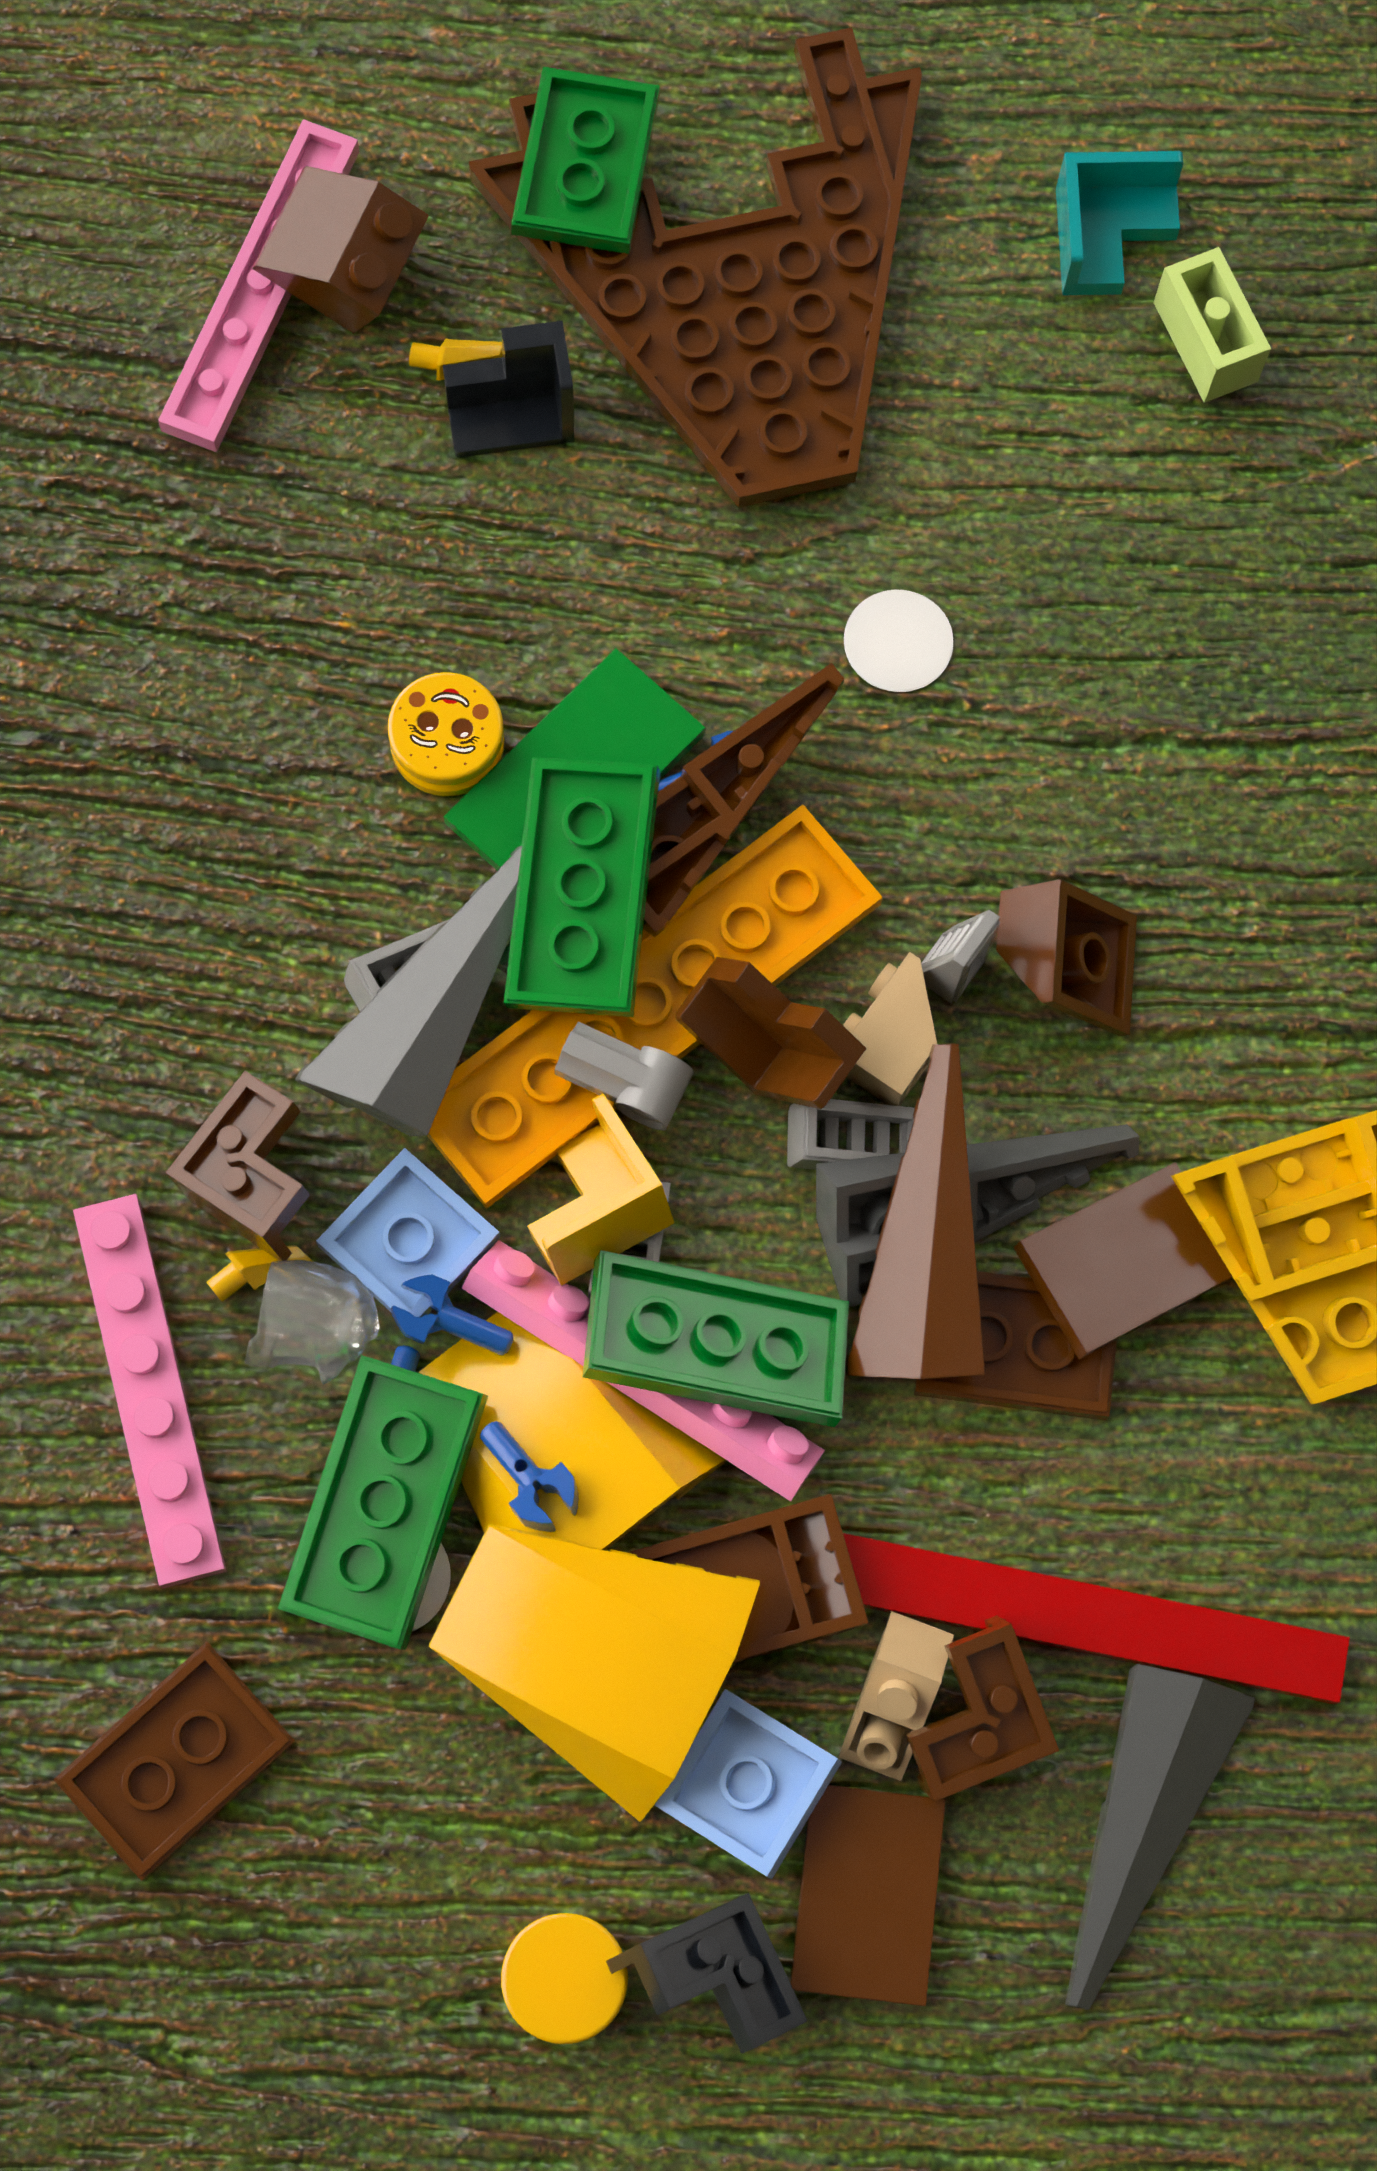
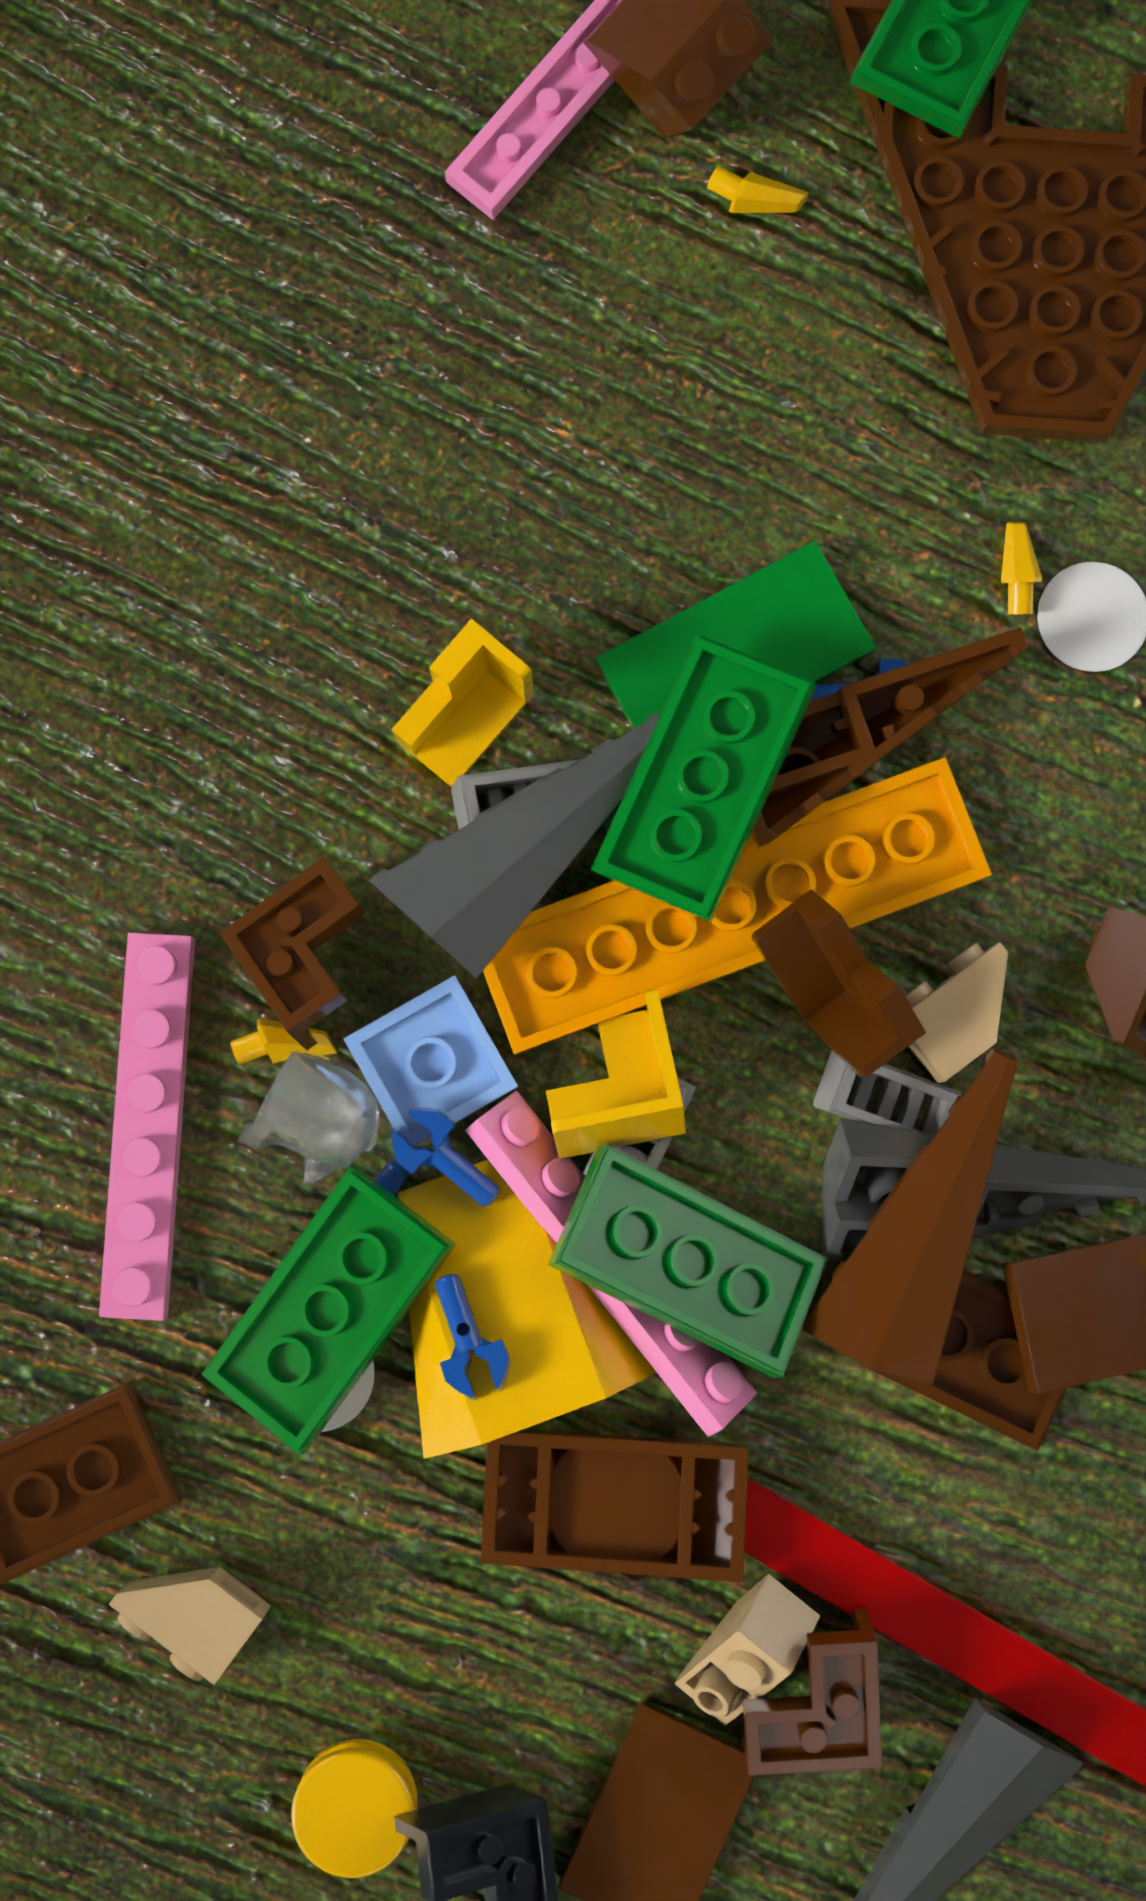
camera: 25 degrees right, 10 degrees up
(339, 887) = (468, 704): none -> yellow panel
(348, 1839) = (194, 1615): none -> tan slope
(445, 733) = (623, 575): yellow head -> none
(513, 398) = (798, 255): black panel -> none
(597, 1652) = (482, 1526): yellow wedge -> none
(640, 1082) = (695, 986): light grey piece -> none
(748, 1784) = (581, 1689): light blue plate -> none
(815, 618) = (1019, 568): none -> yellow bar
(959, 955) = (1048, 956): light grey slope -> none

